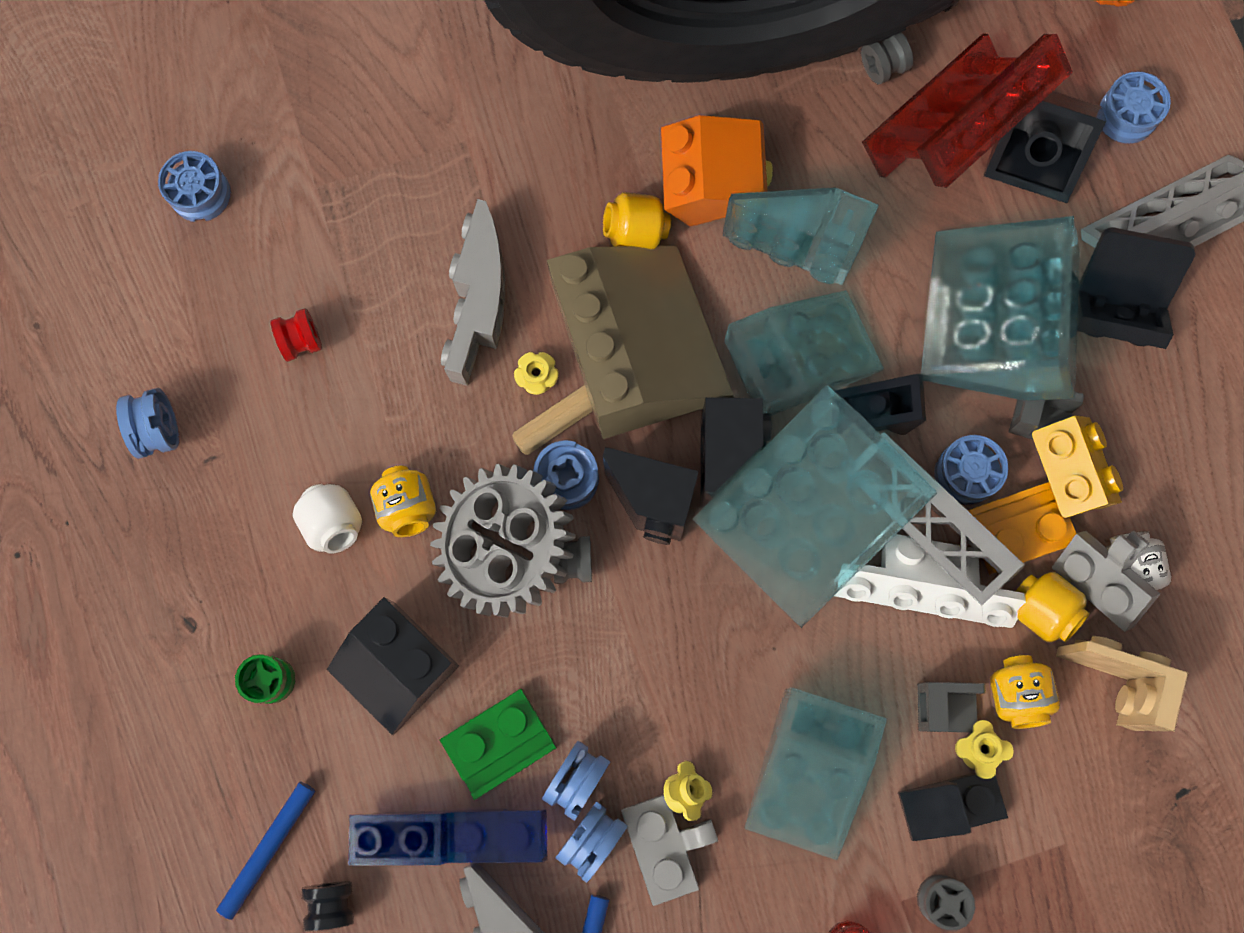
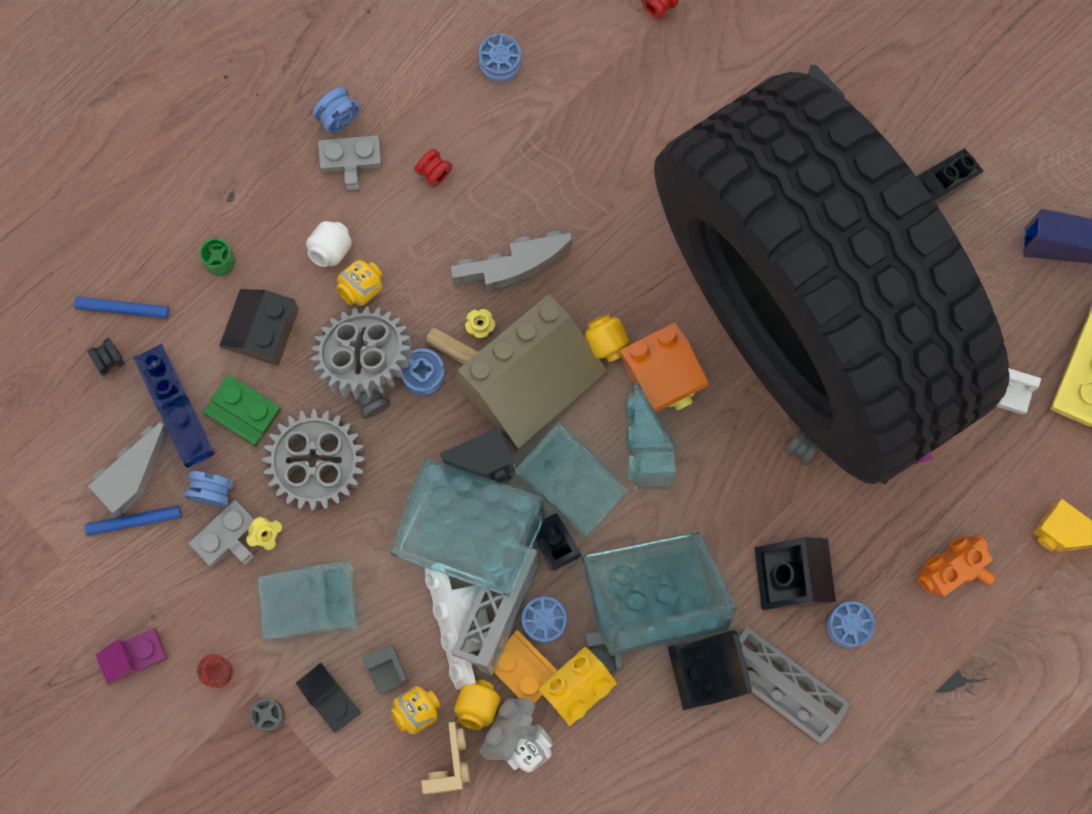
camera: 60 degrees right, 0 degrees up
(221, 436) = (350, 156): none -> light grey plate
(579, 657) = (315, 432): none -> light grey gear
(581, 782) = (240, 463): medium blue wheel -> none
(651, 492) = (428, 427): black slope -> none
(967, 108) = (781, 509): clear red fence -> none
(983, 764) = (360, 704): light yellow plate -> none

